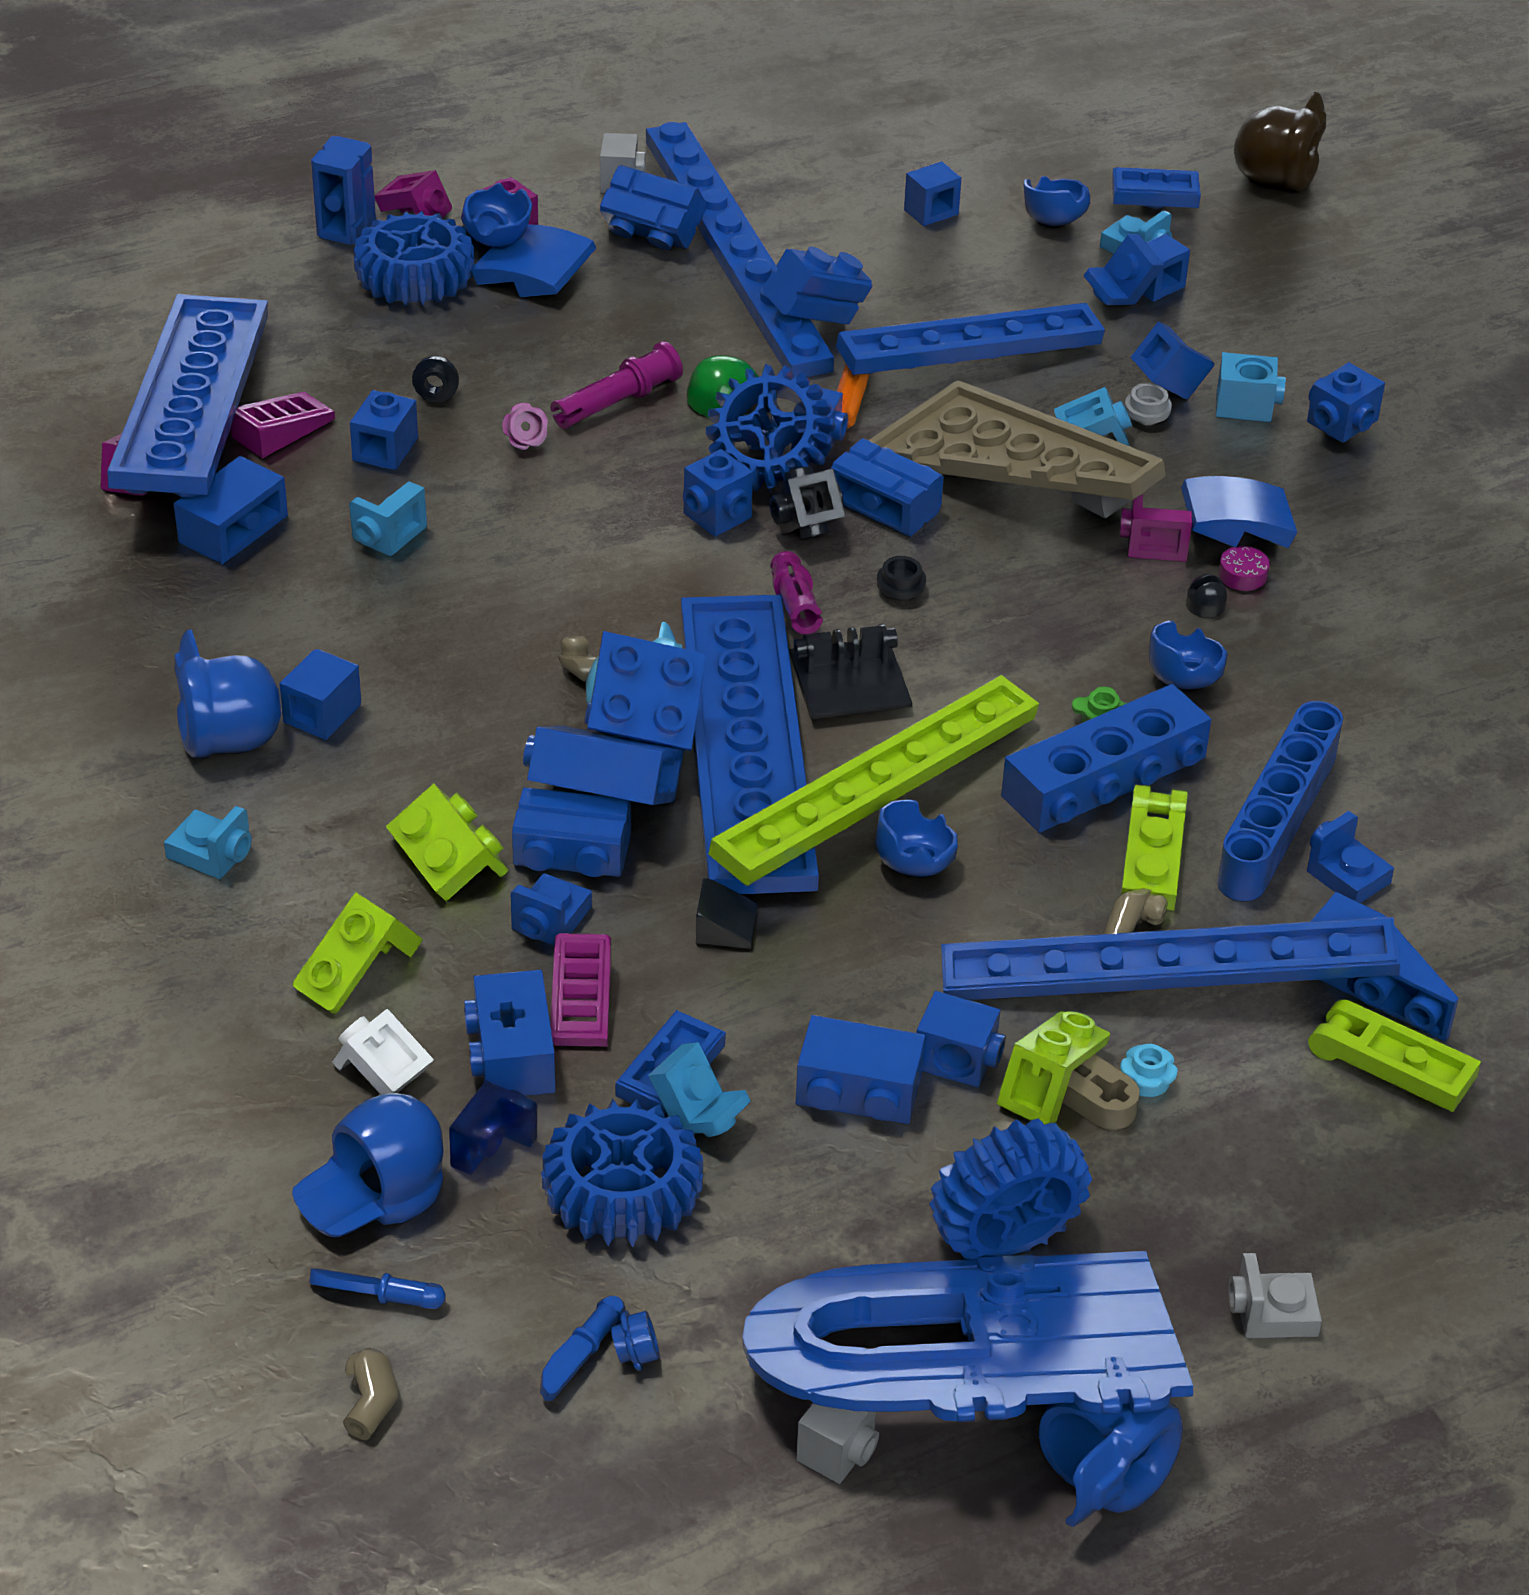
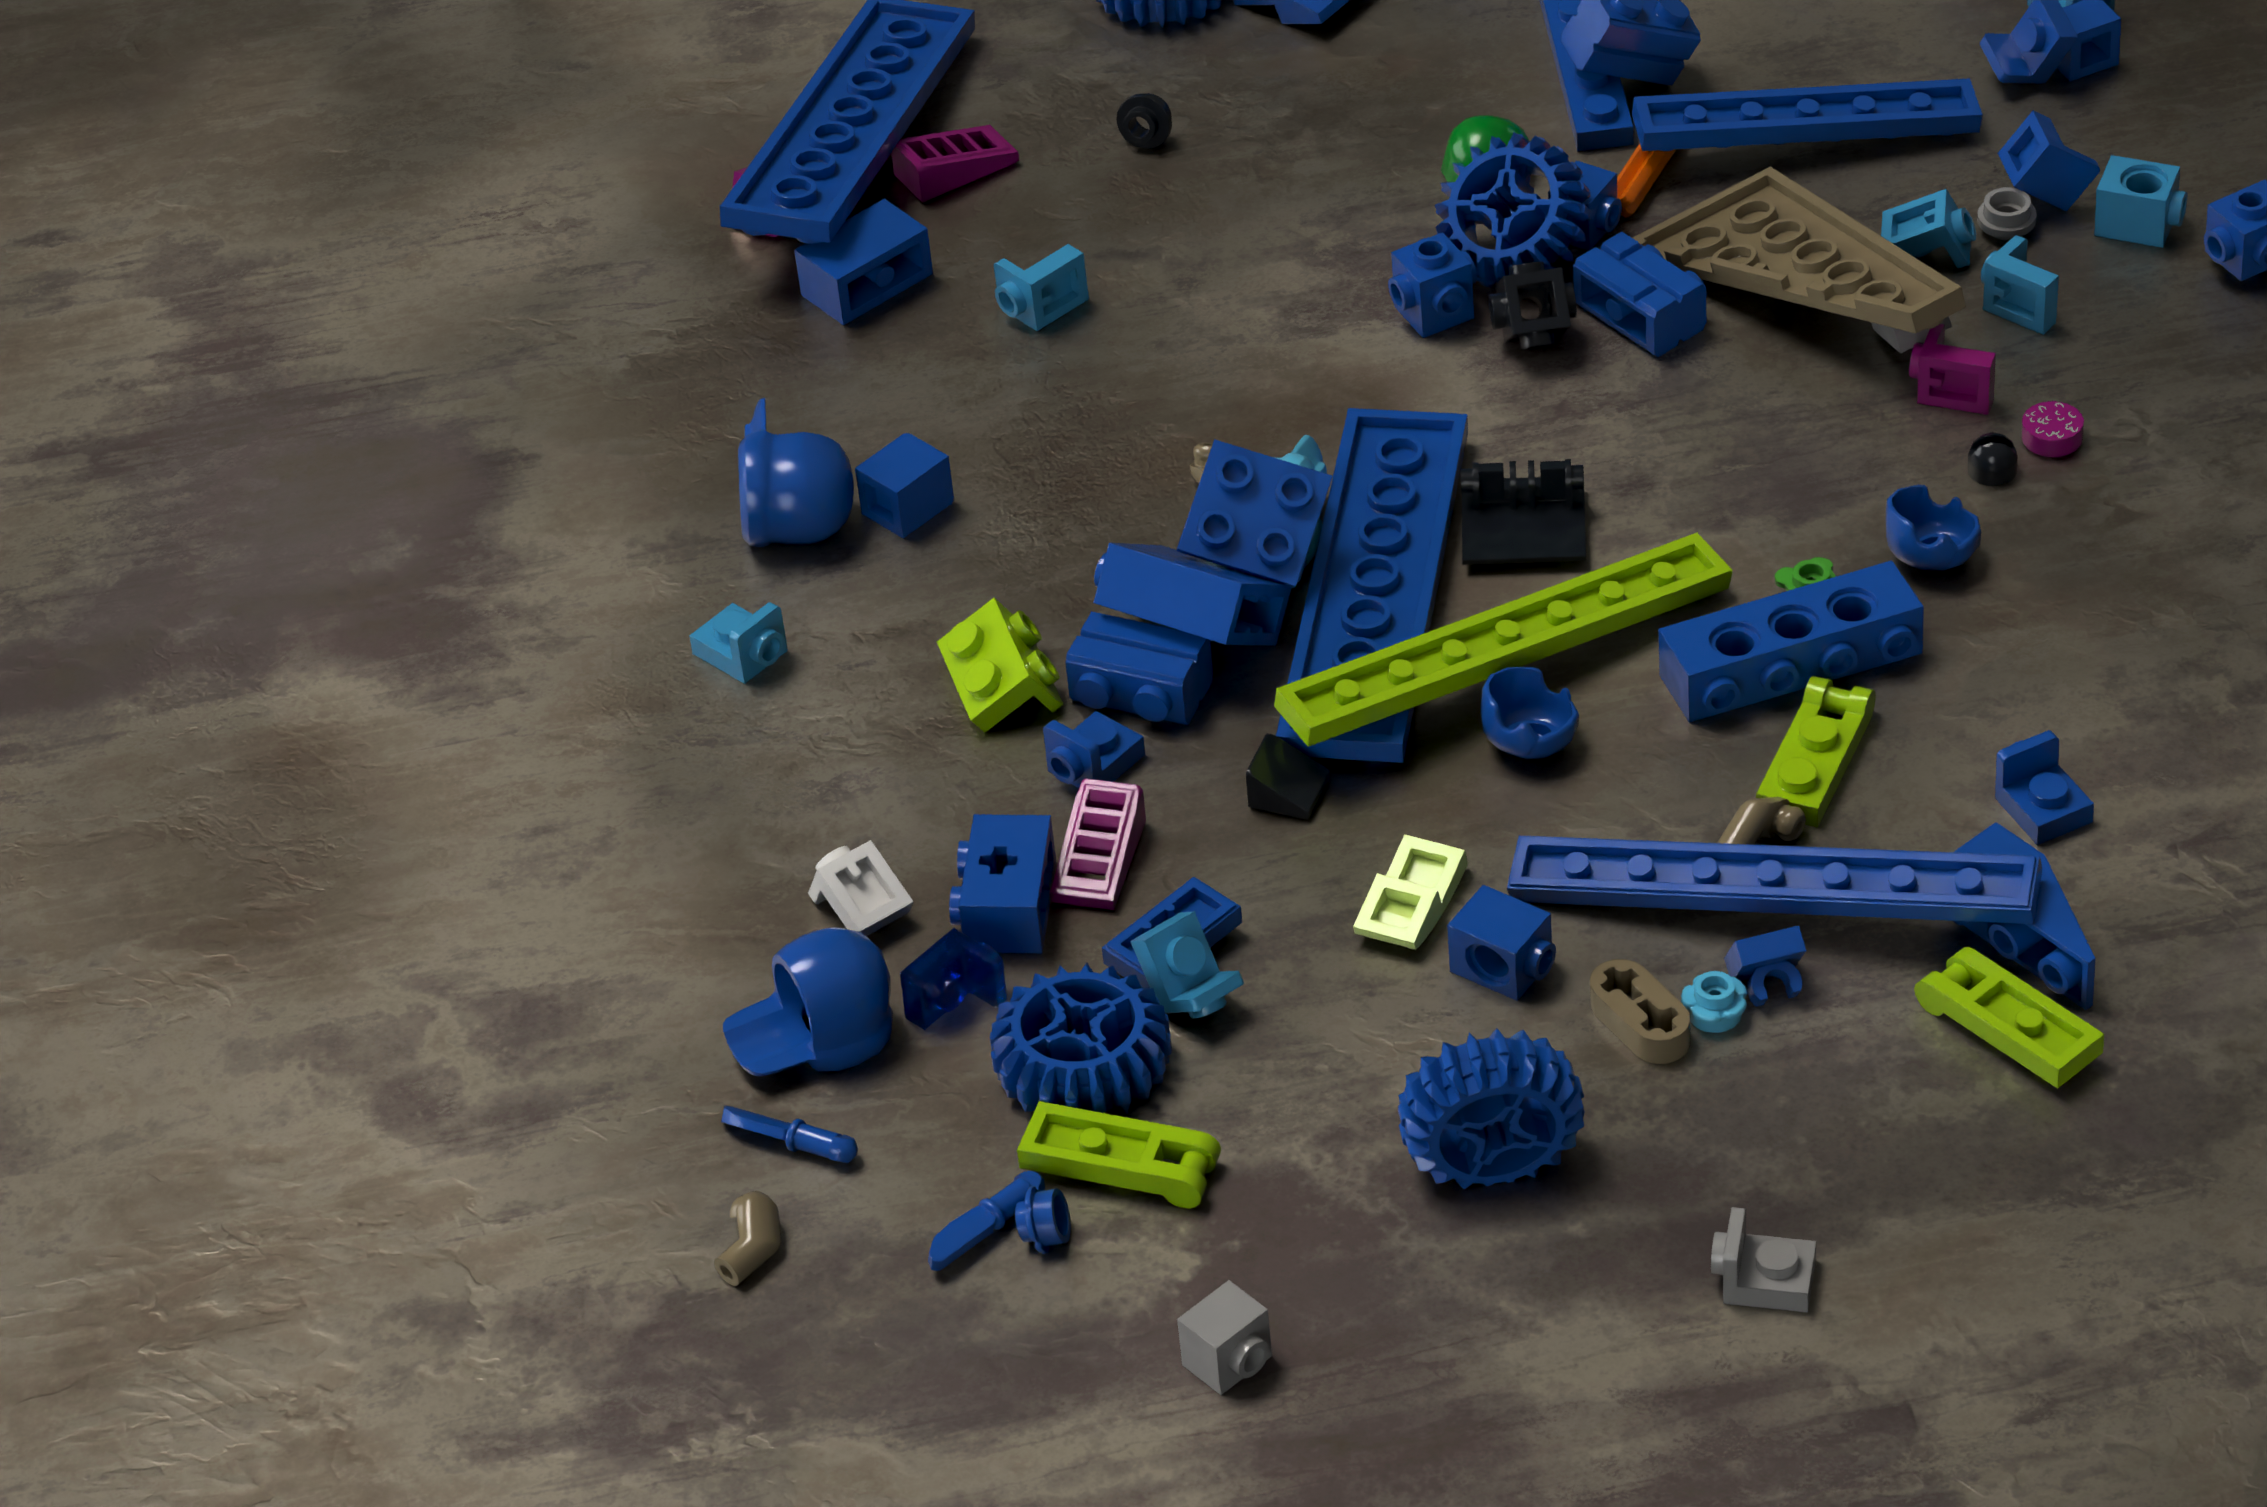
camera: 20 degrees right, 0 degrees up
(349, 951) = (855, 771): lime bracket -> none
(384, 429) = (1065, 179): blue brick -> none
(537, 426) = (1233, 170): magenta plate -> none
(633, 378) = (1380, 136): magenta pin -> none
(684, 1268) = (1119, 1152): none -> lime plate
(796, 592) = (1482, 412): magenta pin -> none
(860, 1069) = (1379, 963): blue brick -> none
(865, 990) = (1412, 894): none -> yellowish green slope
(901, 578) = (1623, 406): black plate -> none
(1034, 1326) = (1455, 1260): blue door -> none
(1044, 1063) = (1581, 976): lime bracket -> none
(1110, 1457) = (1511, 1388): blue piece -> none
(1182, 456) = (2018, 288): none -> dark azure bracket
(1185, 1027) = (1767, 956): none -> blue tile
(1234, 505) = (2065, 350): blue slope -> none
(1279, 801) = (1982, 711): blue beam -> none

